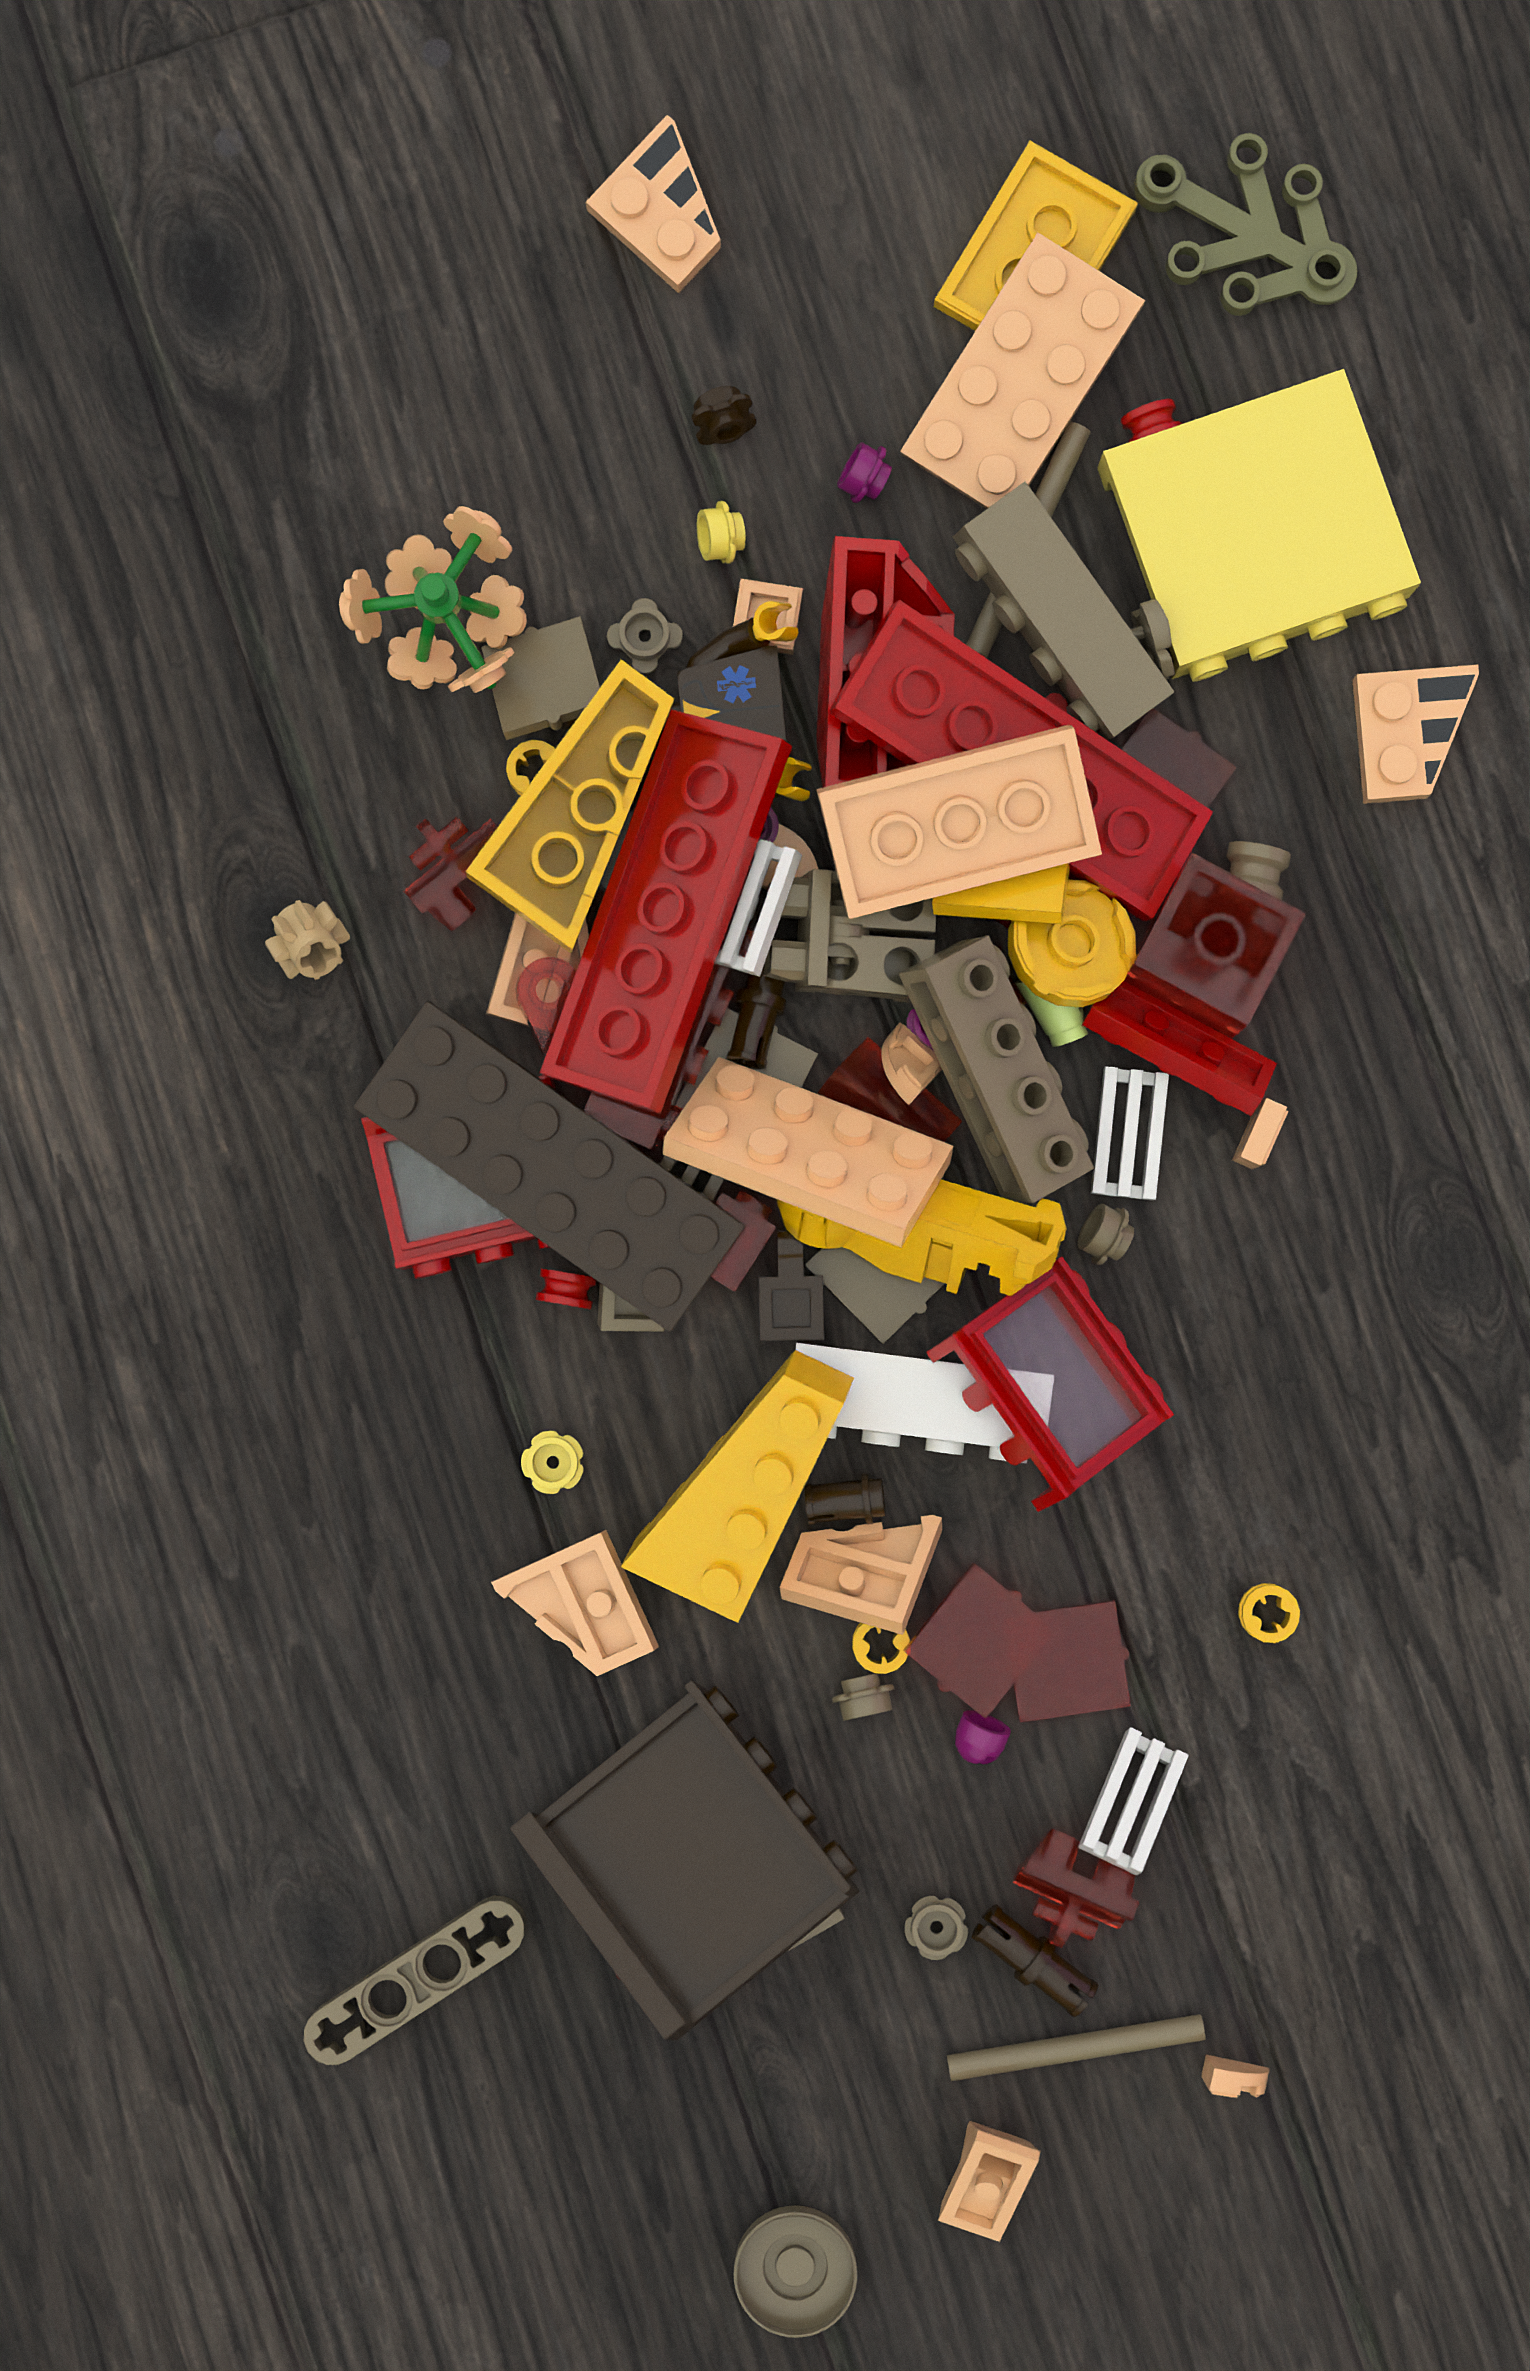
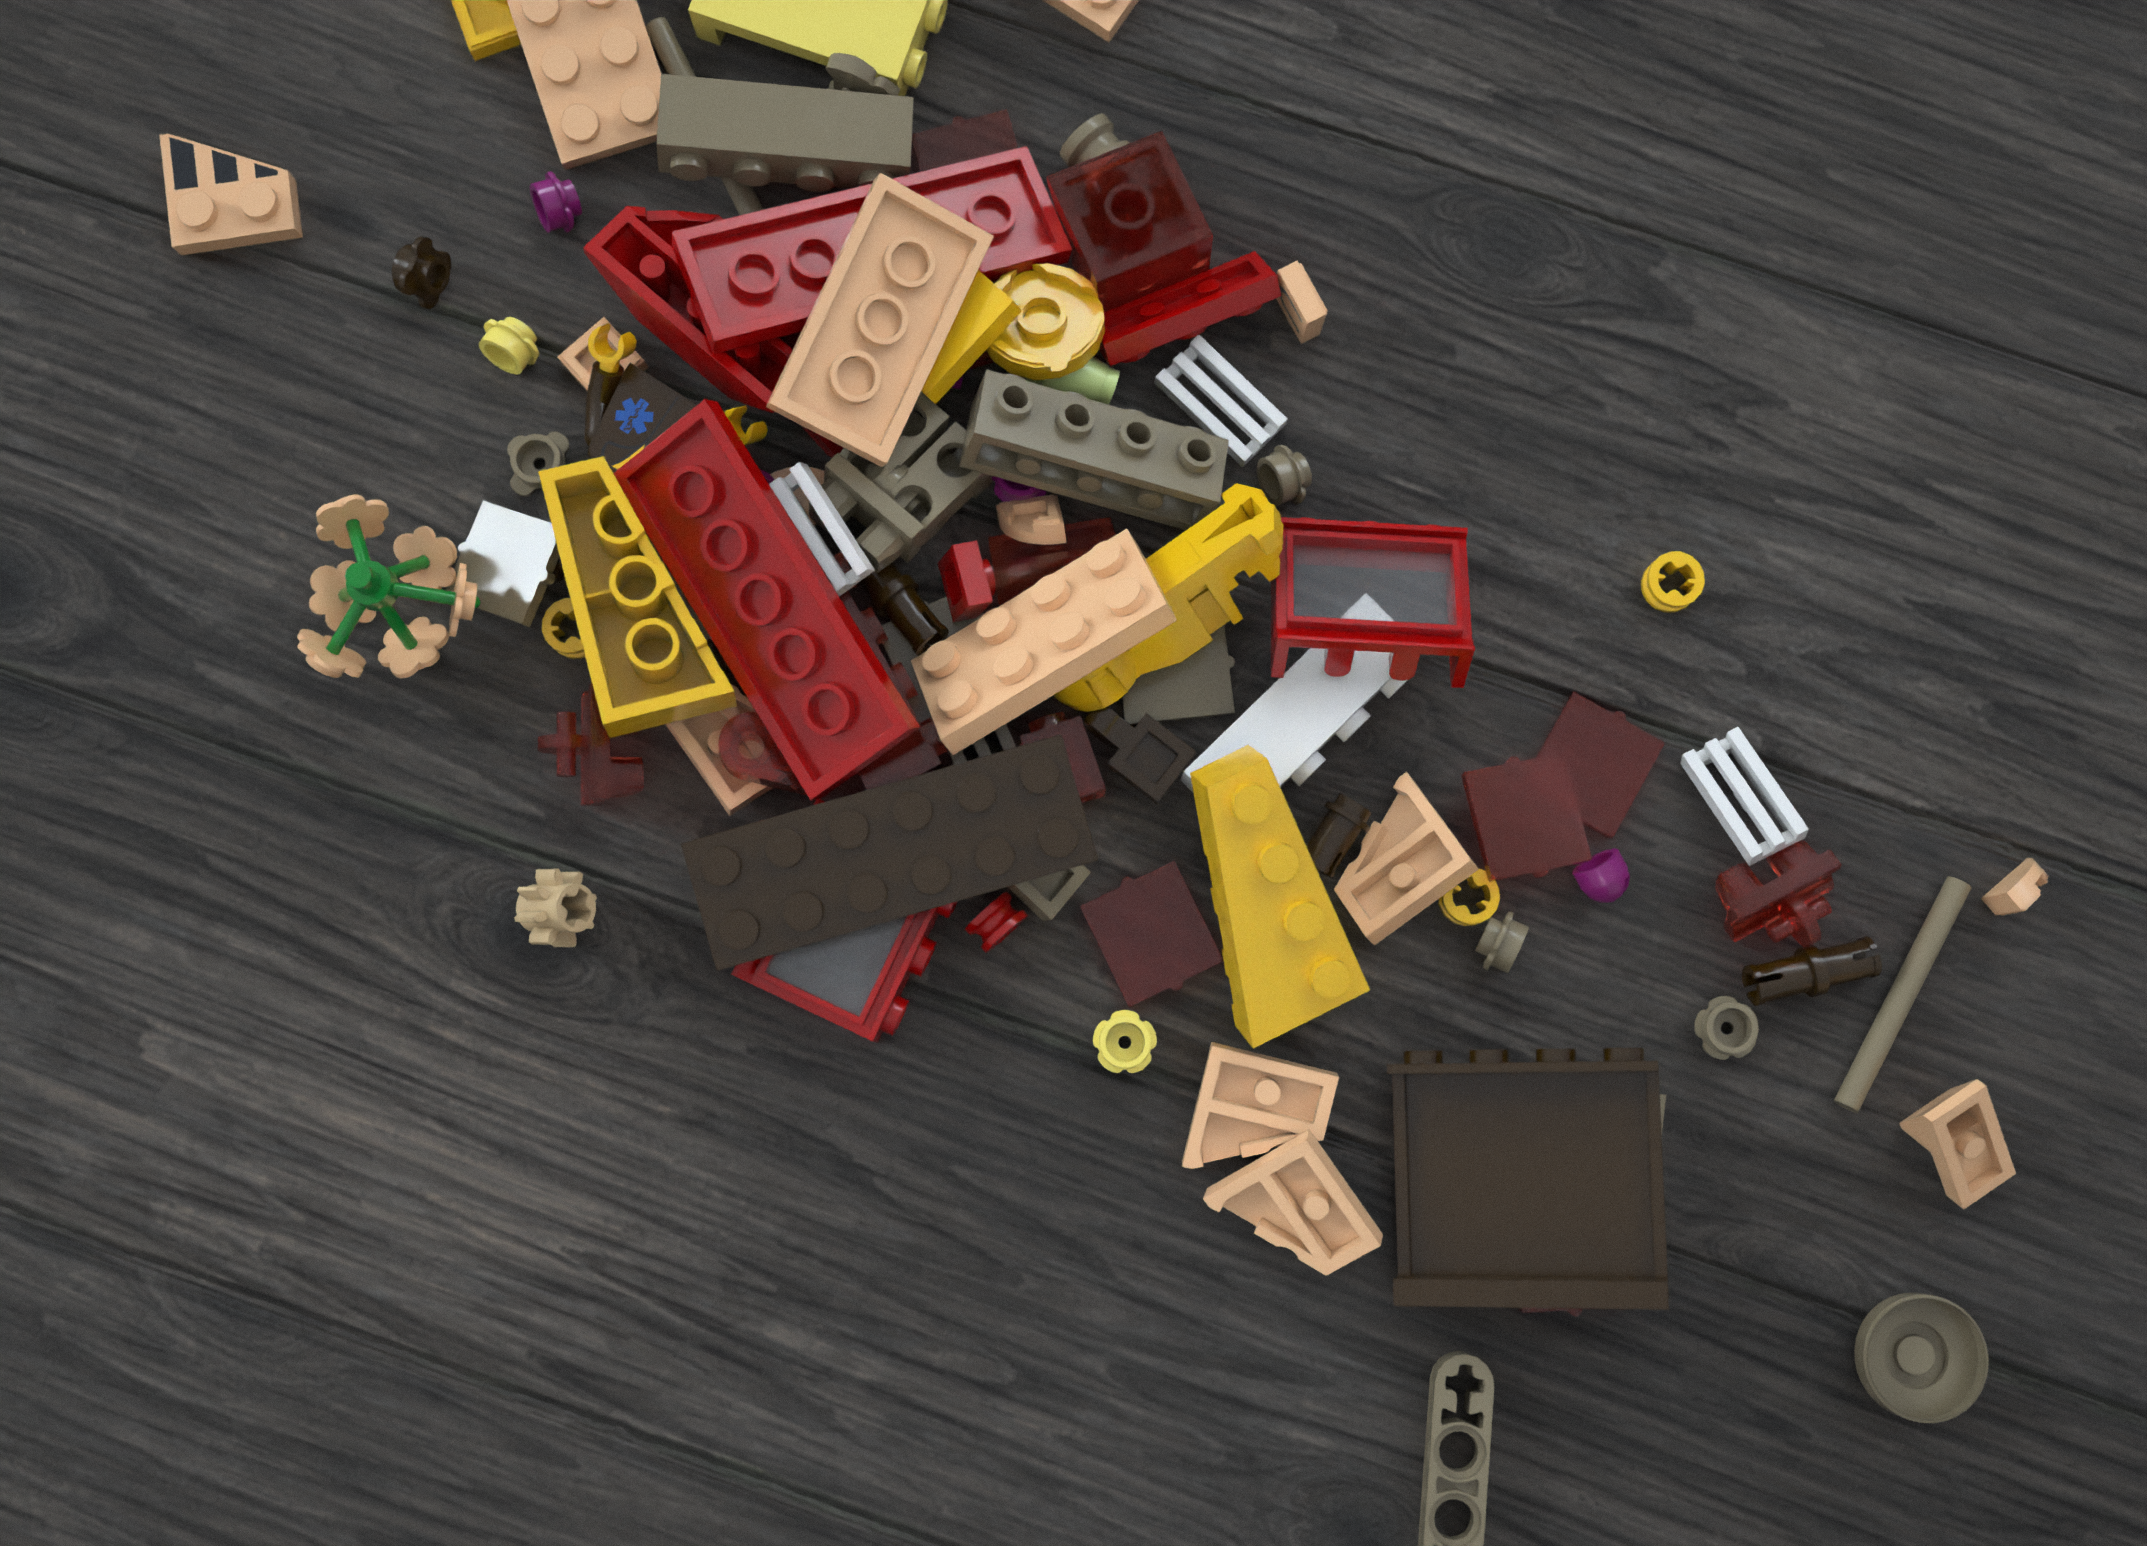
camera: 60 degrees left, 5 degrees down
(533, 1697) = (1300, 1205): none -> light nougat wing
(655, 1416) = (1151, 934): none -> clear red piece
(815, 1051) = (966, 581): none -> red plate

